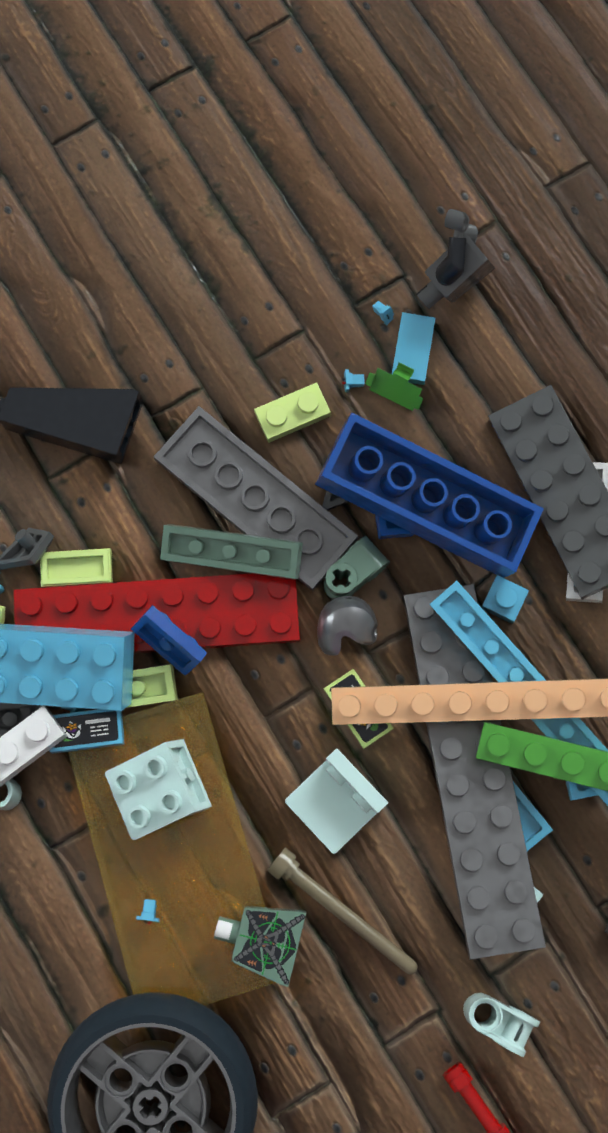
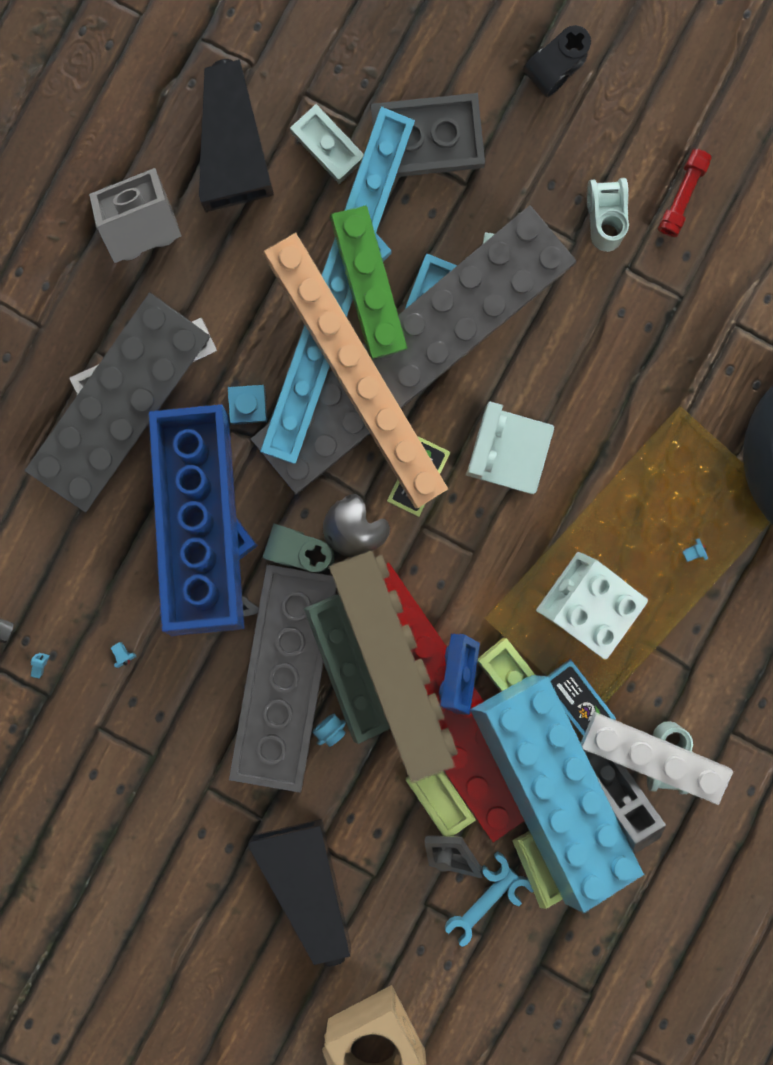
camera: 125 degrees left, 10 degrees up
(188, 510) = (329, 730): none -> medium azure plate
(210, 585) = (394, 672): none -> dark tan brick
(264, 940) = (661, 439): torso -> none
(287, 868) = (588, 459): dark tan piece -> none
(292, 412) = (184, 691): yellowish green plate -> none
(396, 386) = (105, 611): bright green piece -> none
(414, 345) = (59, 617): medium azure tile -> none

